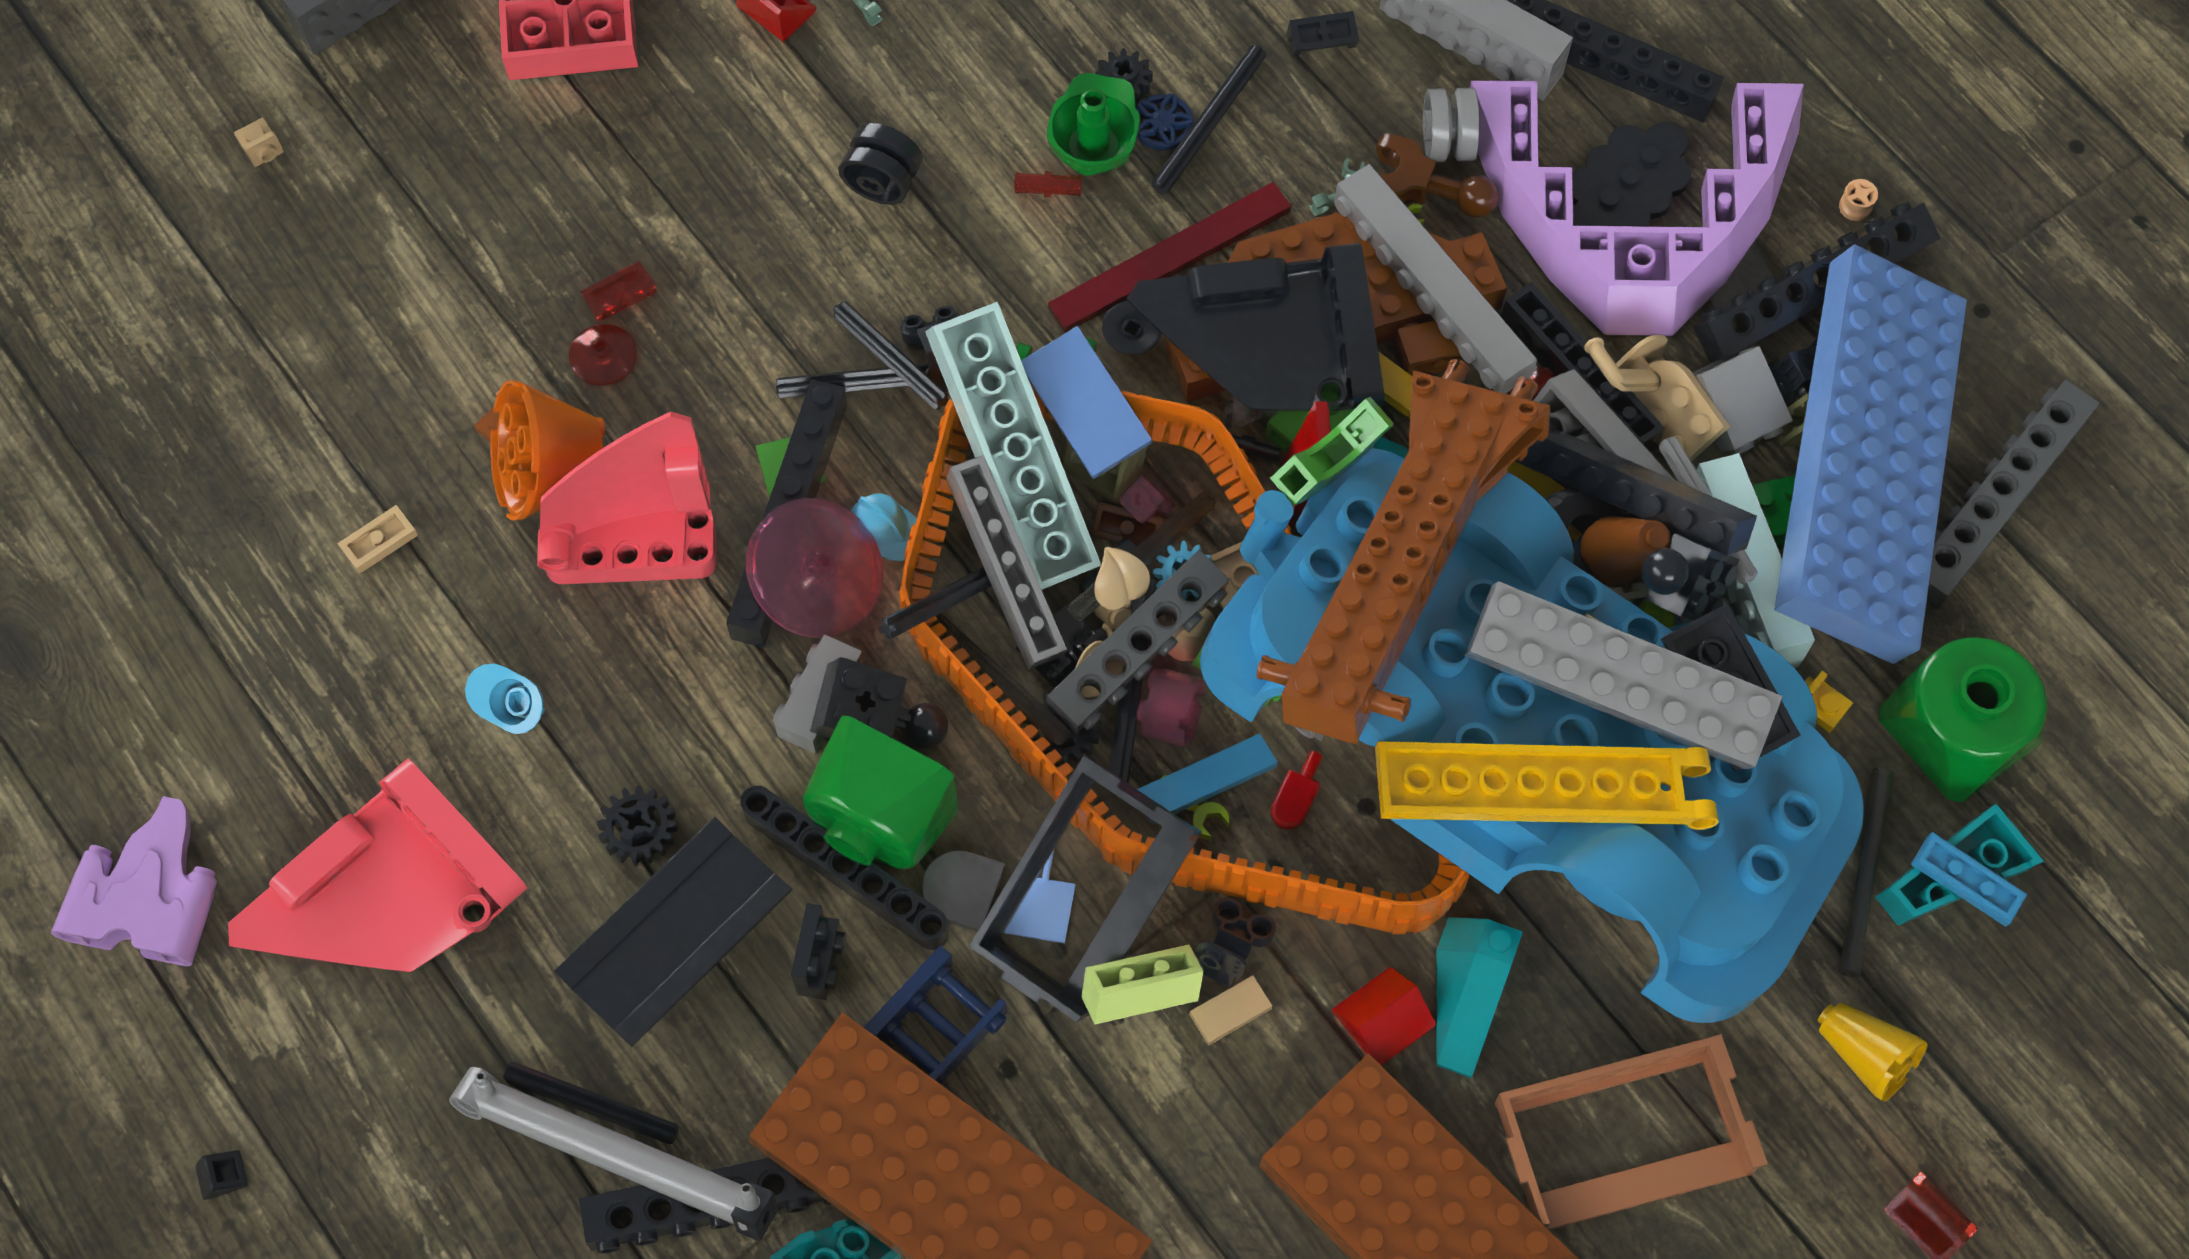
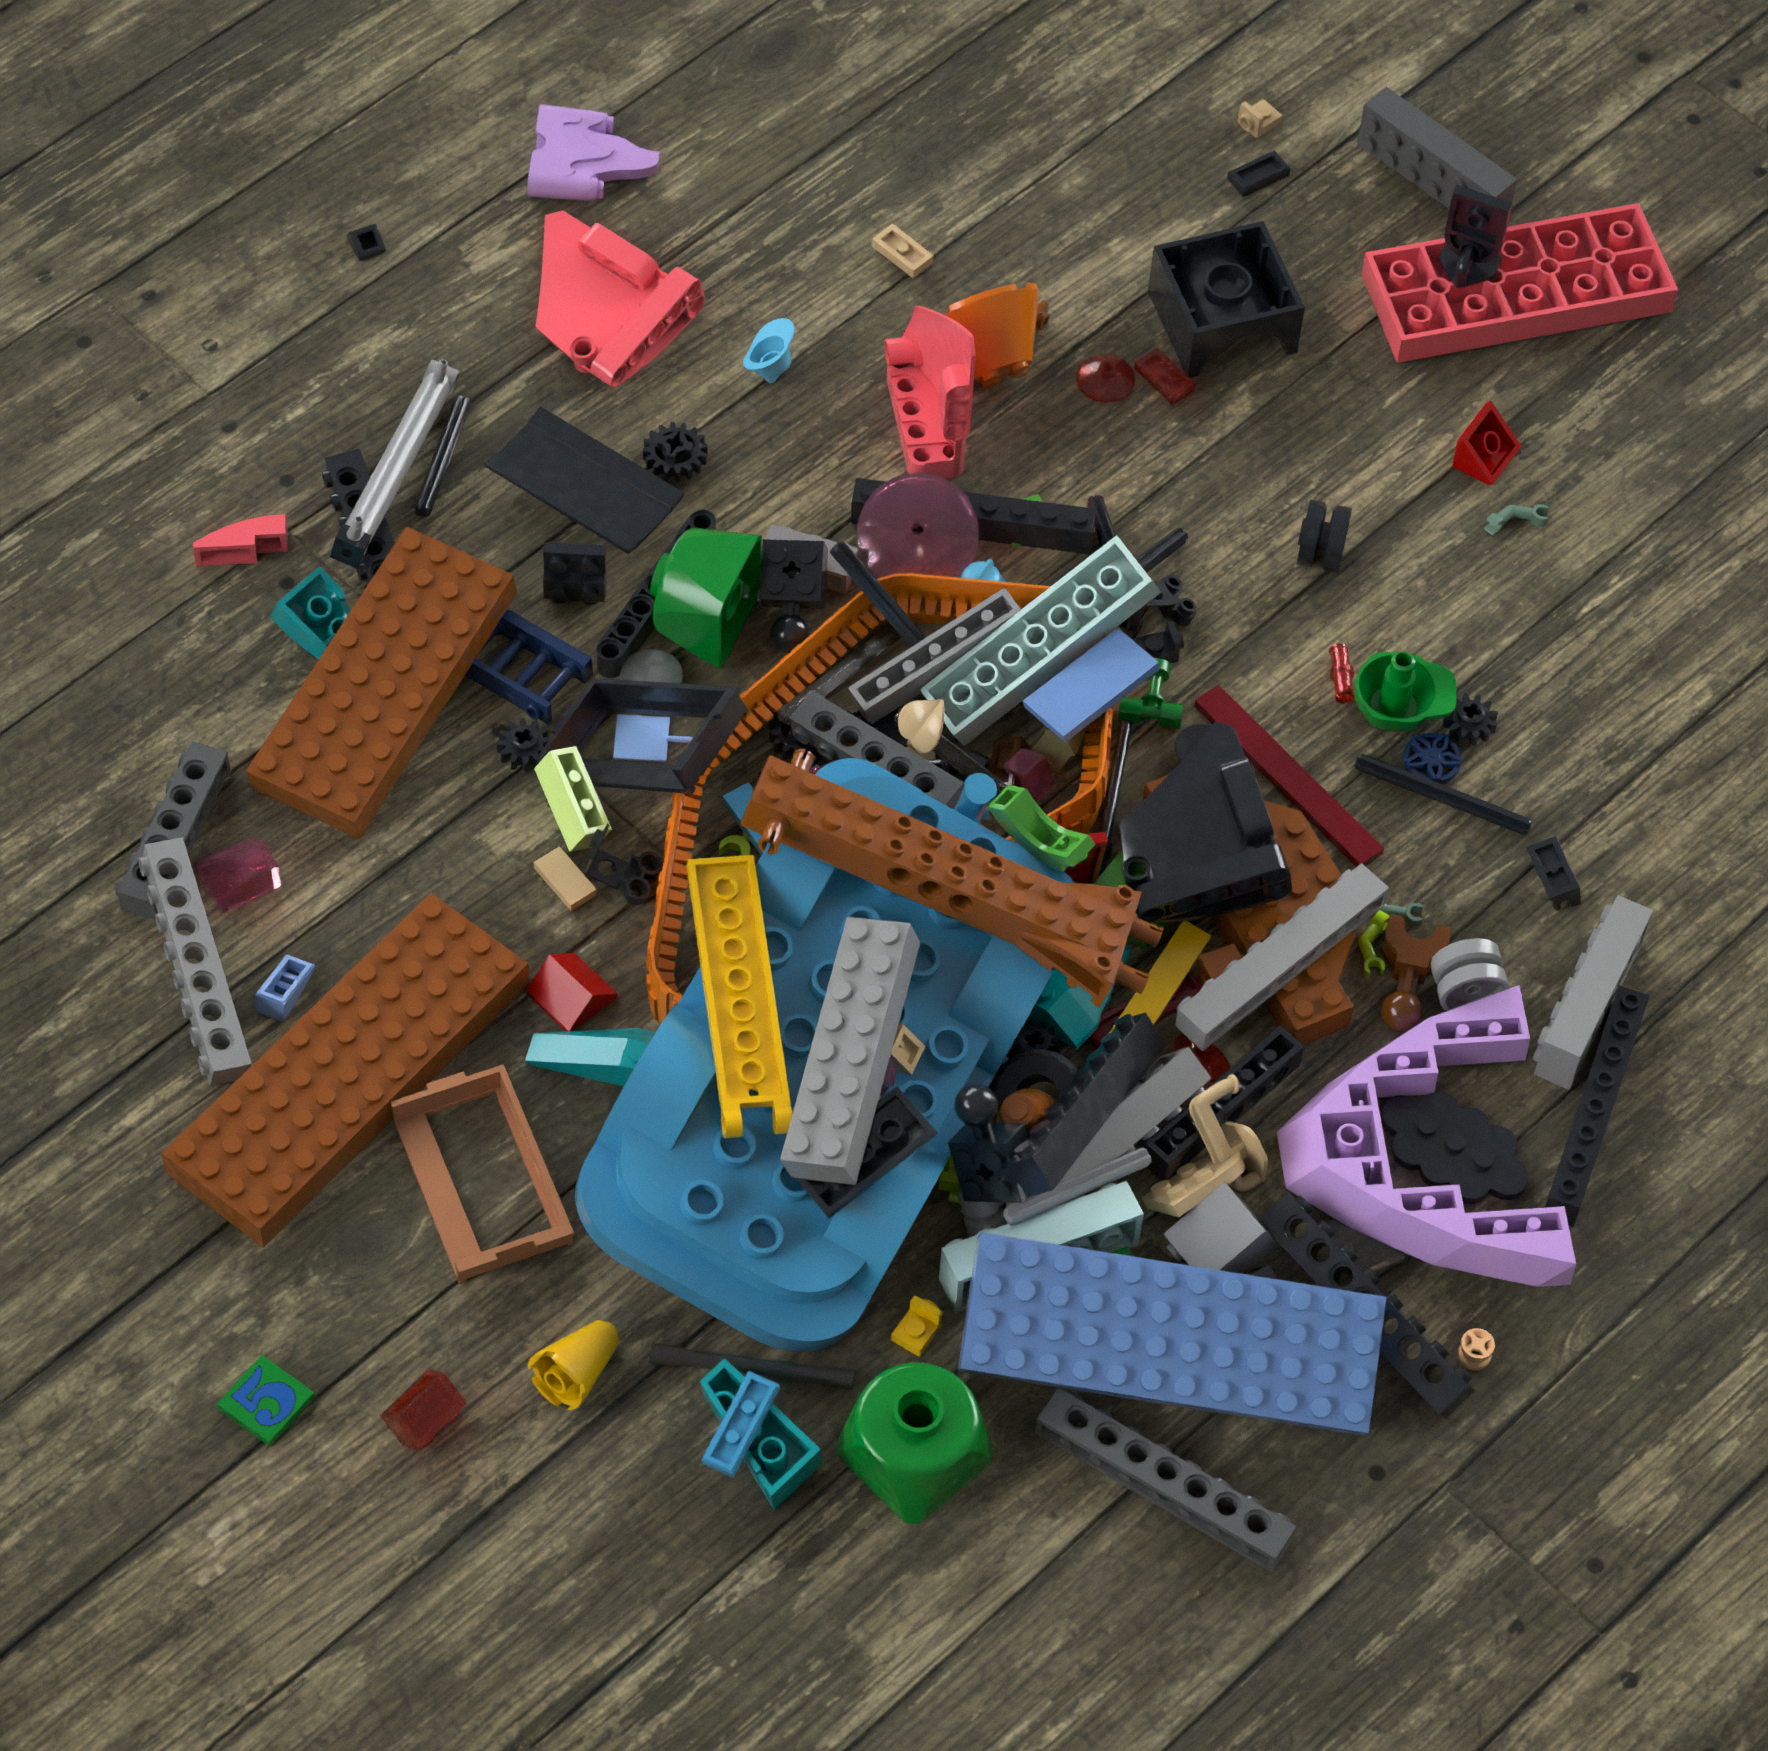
camera: 80 degrees right, 10 degrees down
(339, 156) = (1258, 173): none -> black tile
(535, 206) = (1223, 290): none -> black piece
(1048, 1051) = (522, 744): none -> black gear

